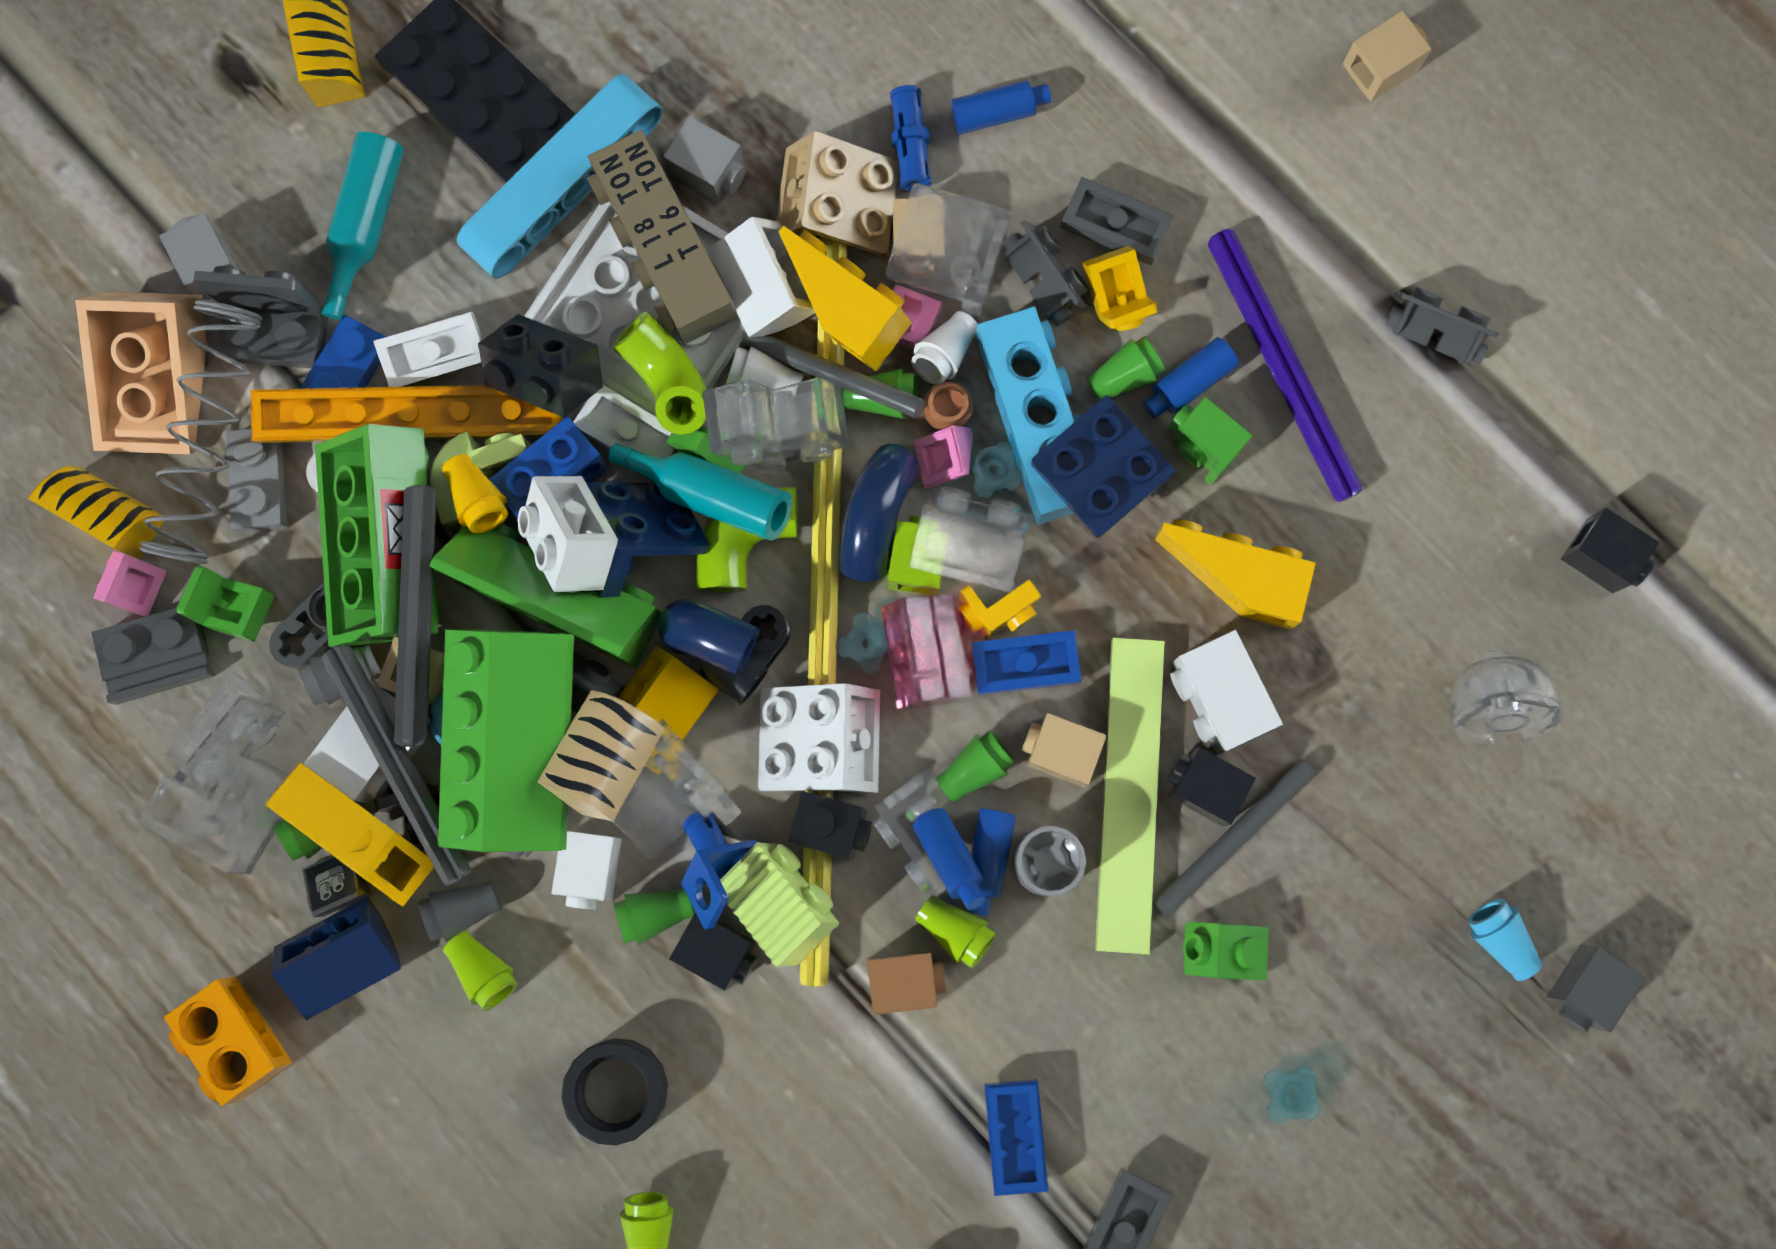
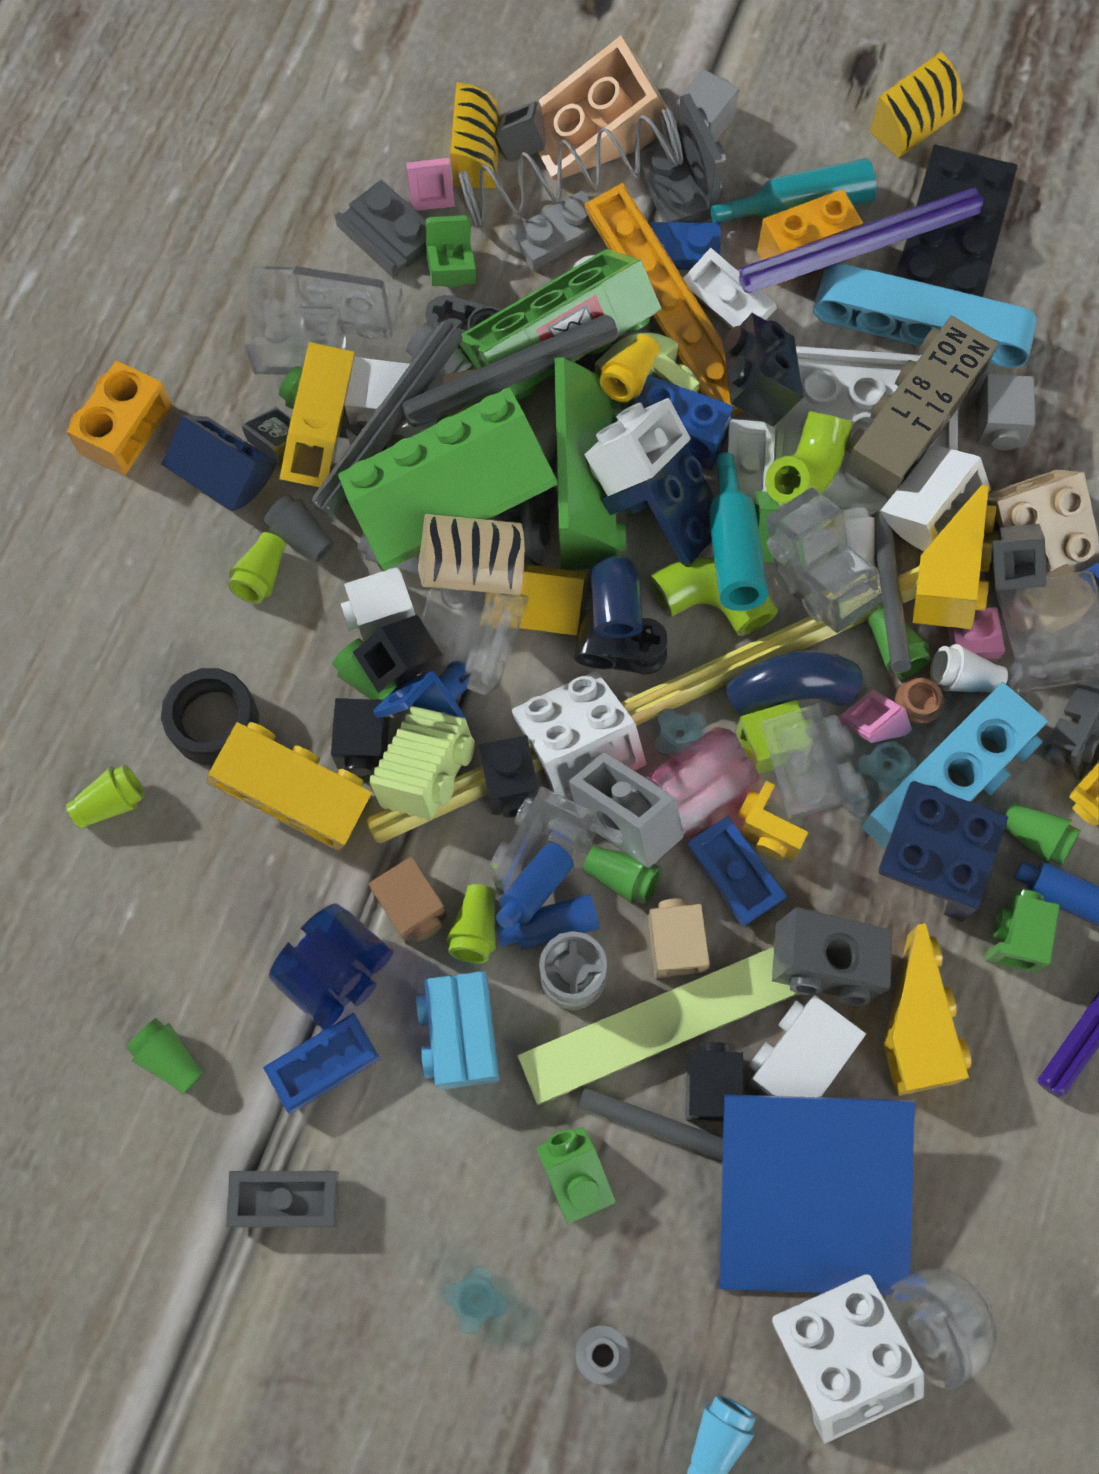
camera: 60 degrees right, 10 degrees down
(116, 456) = (521, 131): none -> dark grey slope
(412, 236) = (807, 224): none -> light orange brick
(450, 193) = (859, 240): none -> axle
(654, 875) = (397, 653): none -> black brick
(734, 1045) = (289, 785): none -> yellow brick
(871, 240) = (1019, 558): none -> dark grey brick
(923, 734) = (628, 808): none -> light grey brick
(935, 1087) = (330, 965): none -> clear blue brick
(1051, 994) = (459, 1031): none -> medium azure brick
(1157, 594) = (857, 948): none -> dark grey brick
(1345, 748) = (815, 1192): none -> blue piece
(1374, 999) = (602, 1374): none -> light grey plate
(1487, 793) = (849, 1357): none -> white bracket

